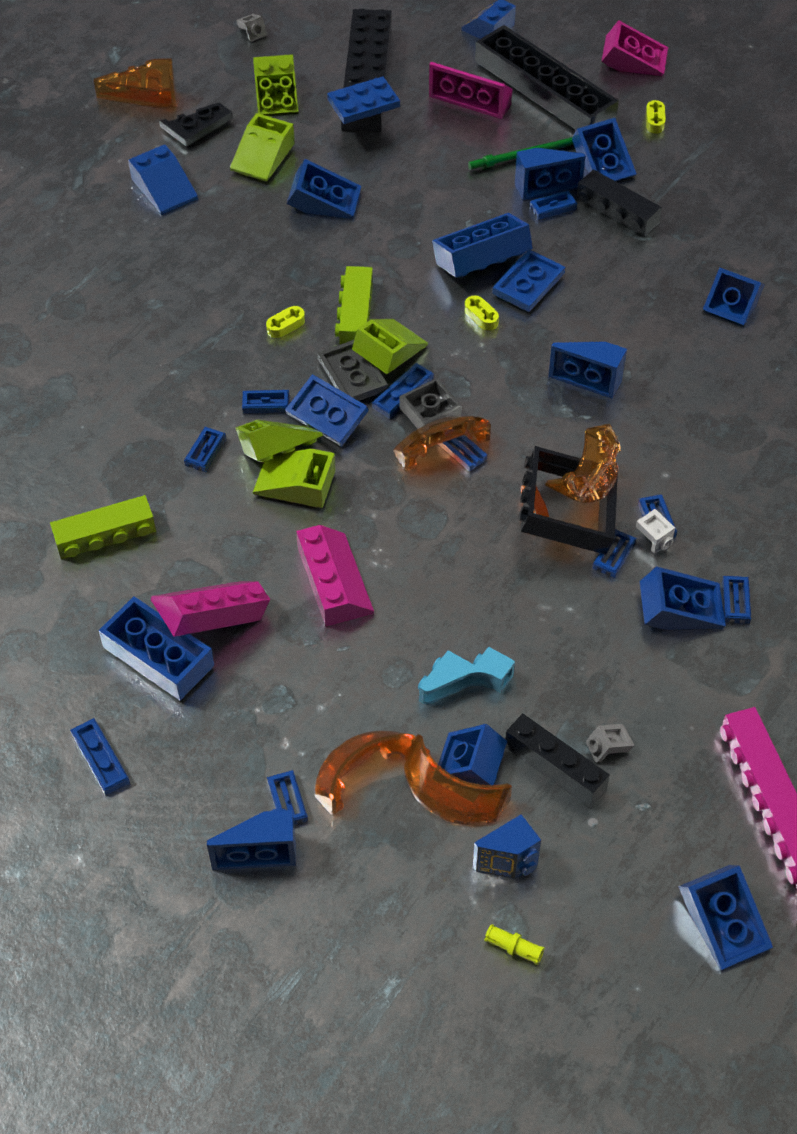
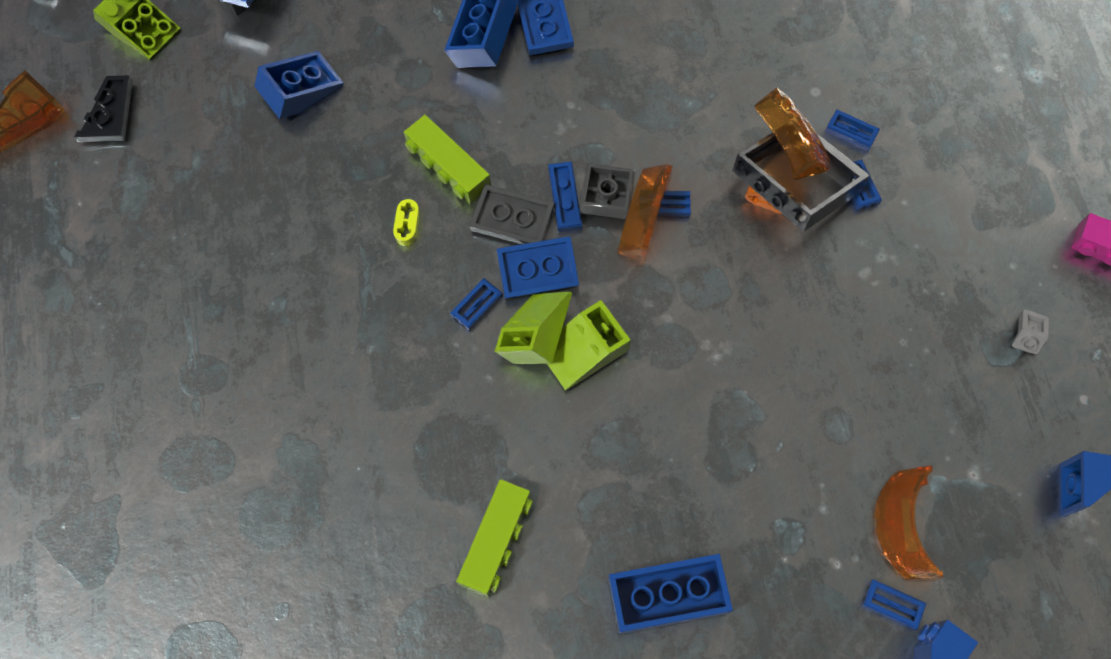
camera: 45 degrees left, 15 degrees up
(162, 179) = (145, 189): blue slope -> none
(199, 463) = (490, 409): blue tile -> none
(212, 607) = (668, 518): dark pink slope -> none
(263, 147) = (198, 86): lime slope -> none
(333, 575) = (708, 398): dark pink slope -> none
(386, 343) = (518, 169): lime slope -> none
(450, 796) = (985, 486): clear orange windscreen -> none
(454, 674) = (882, 387): medium azure arch -> none
(473, 754) = (970, 439): blue slope -> none
(483, 311) = (542, 78): neon yellow beam -> none
(556, 760) = (1023, 381): black brick -> none
(588, 365) = (682, 52): blue slope -> none
(657, 530) = (872, 140): white bracket -> none
(681, 601) = (947, 181): blue slope -> none
(736, 616) = (968, 145): blue tile -> none

